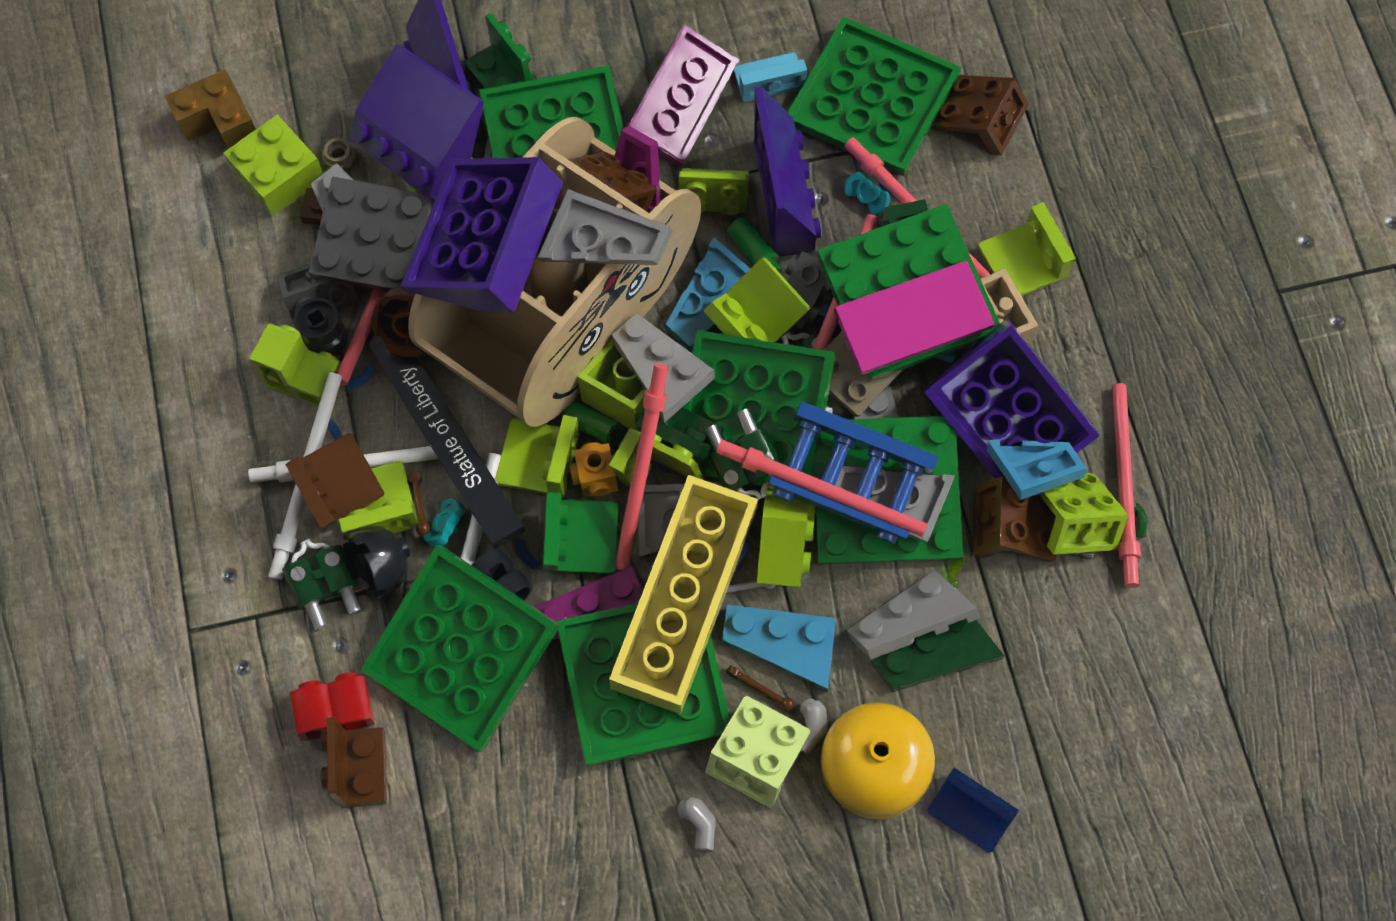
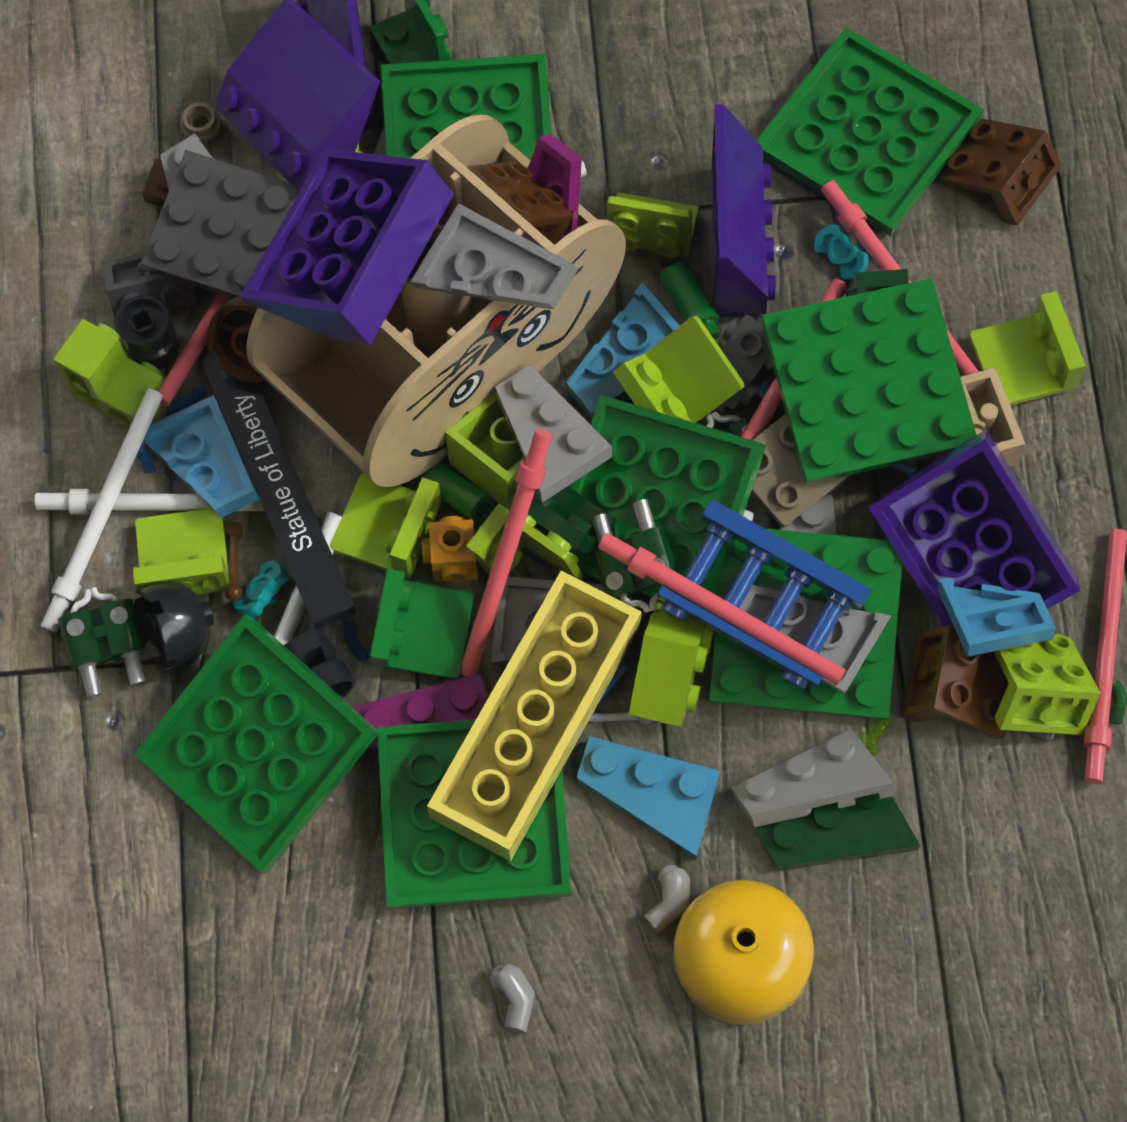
camera: 10 degrees right, 0 degrees up
(211, 106) = (56, 44): pearl gold brick -> none
(274, 165) = (119, 126): lime brick -> none
(335, 480) = (136, 520): reddish brown bracket -> none
(344, 699) = (93, 794): red brick -> none
(354, 765) = (109, 867): reddish brown bracket -> none
(382, 421) = (204, 456): none -> dark azure wing
(683, 94) = (630, 101): tile -> none
(757, 751) = (597, 919): yellowish green bracket -> none
(773, 74) = (745, 90): medium azure panel -> none
(787, 704) = (643, 867): reddish brown hinge -> none
(913, 317) = (868, 414): dark pink tile -> none
(972, 810) = (850, 1030): clear blue panel -> none

